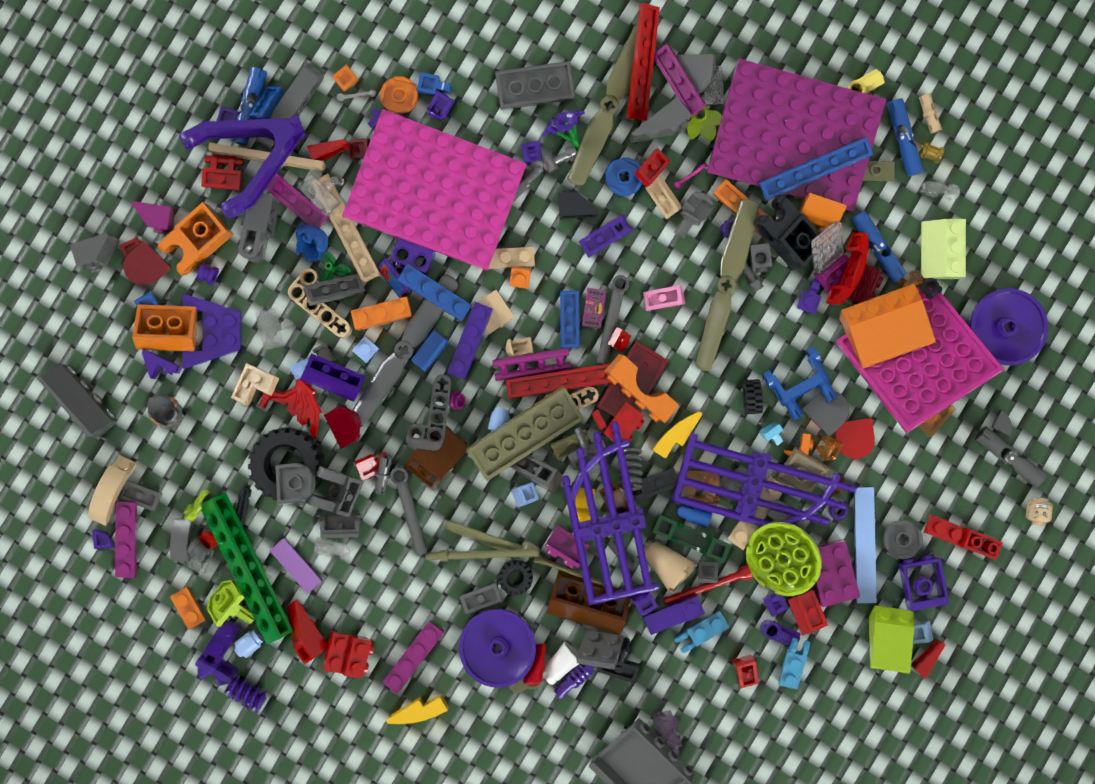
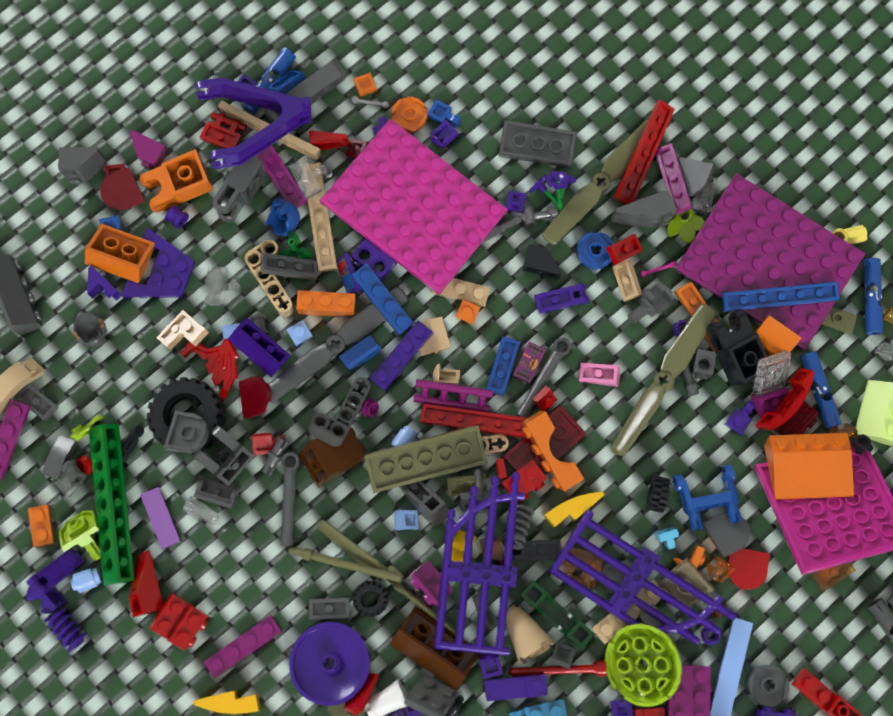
camera: 15 degrees right, 10 degrees down
(694, 515) = (567, 593): blue hinge -> none

